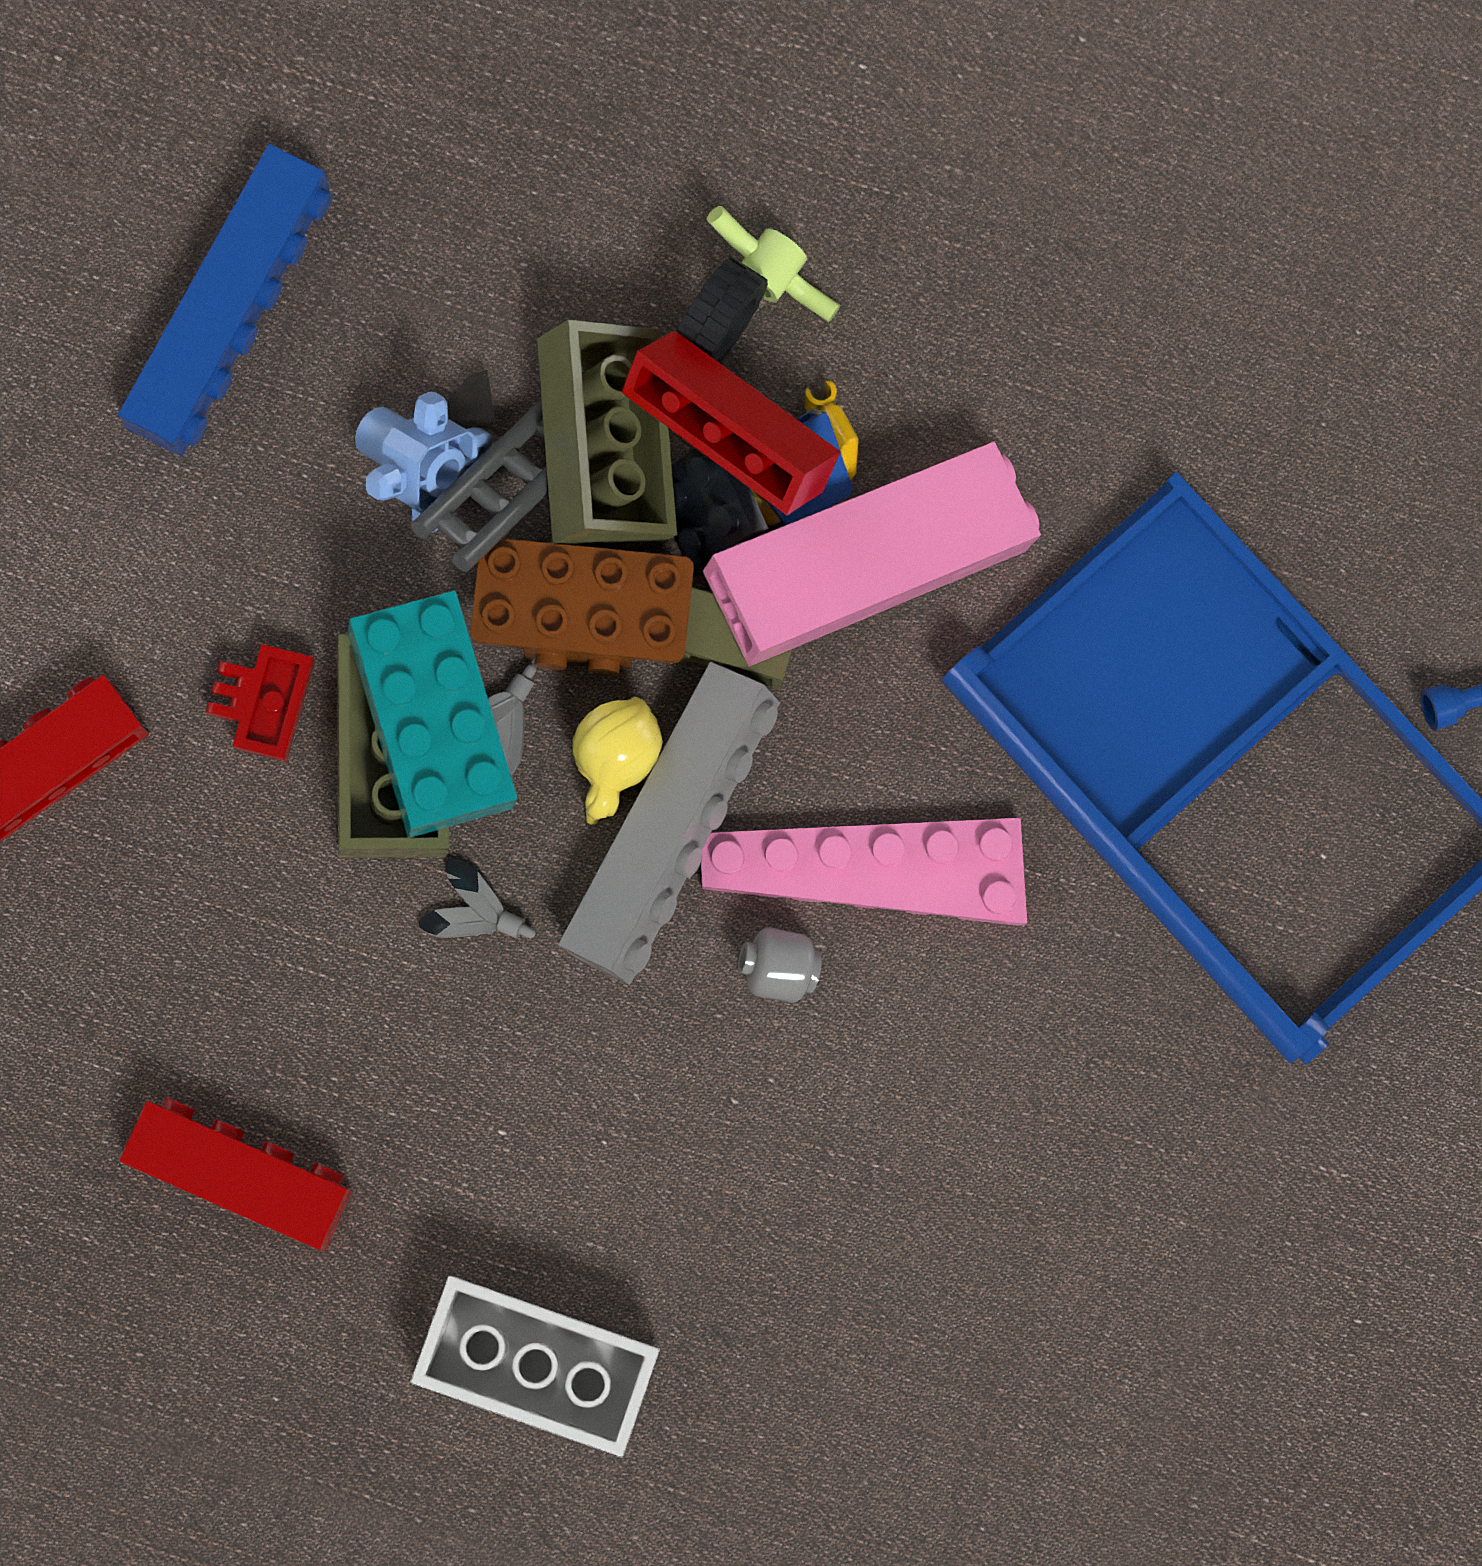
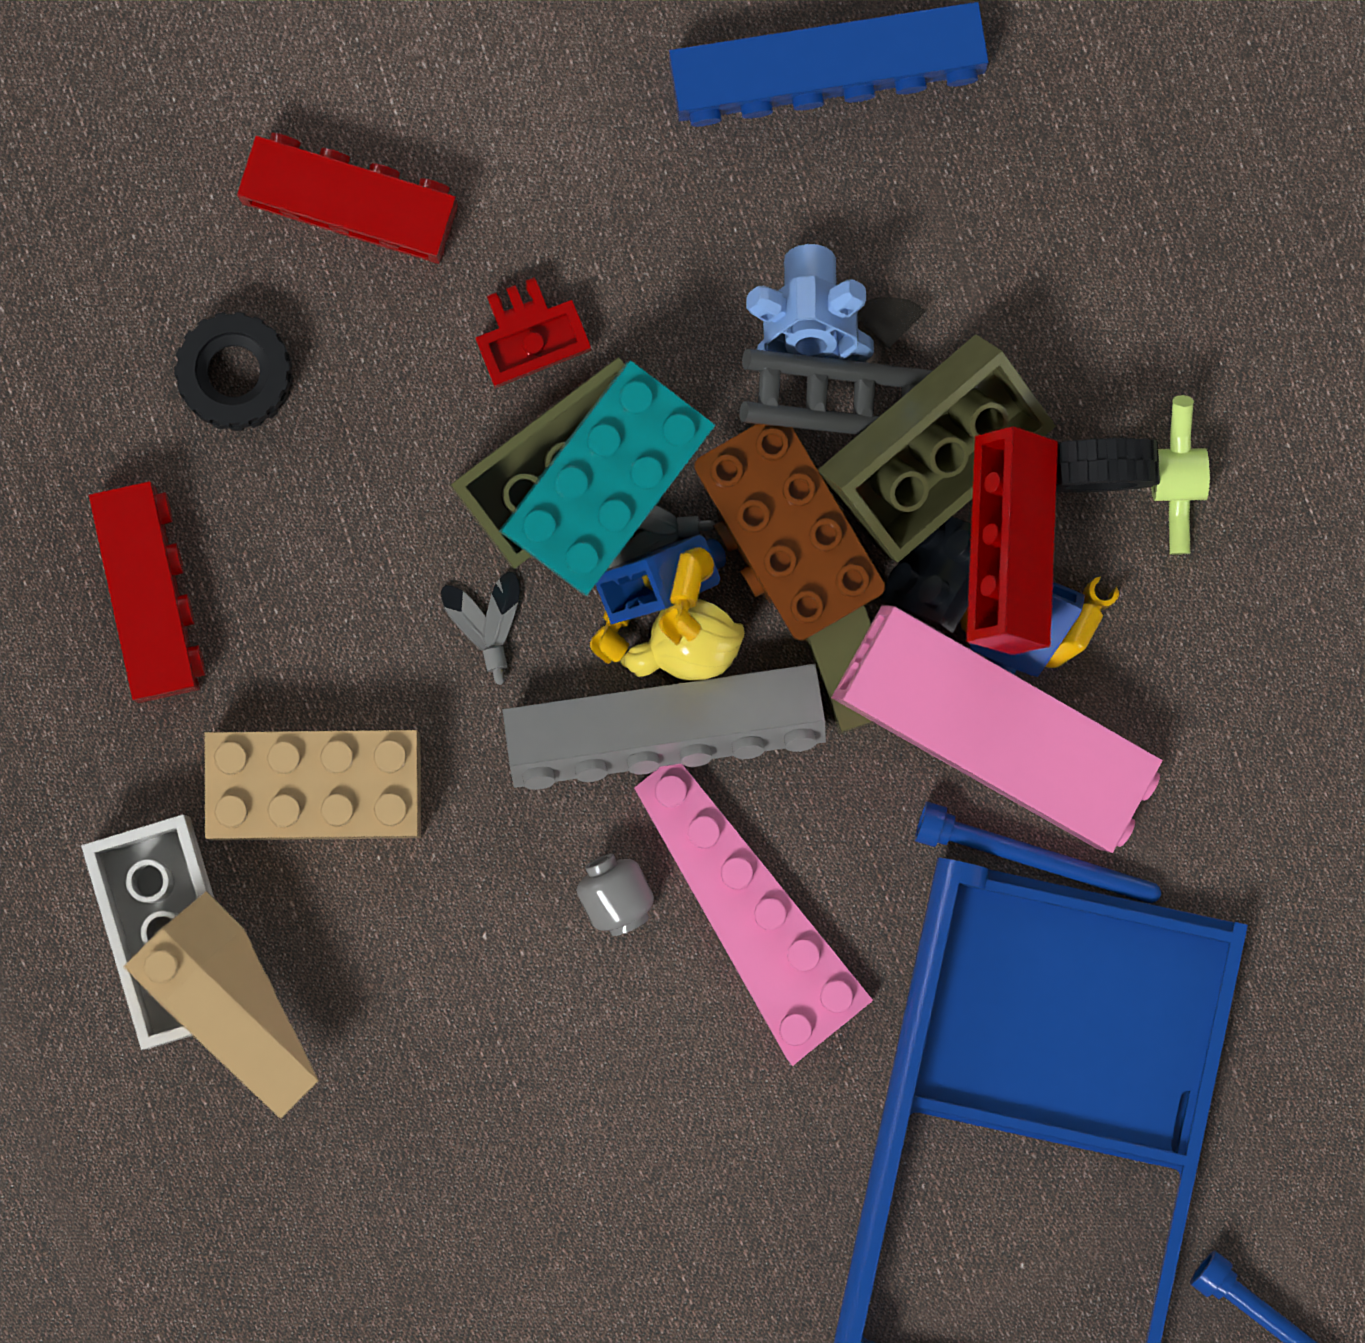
camera: 55 degrees right, 5 degrees up
(78, 937) = (223, 332): none -> black tyre
(504, 1150) = (312, 785): none -> tan brick
(545, 744) = (654, 583): none -> torso
(624, 1351) = (218, 990): none -> tan wedge
(916, 662) = (940, 827): none -> blue piece

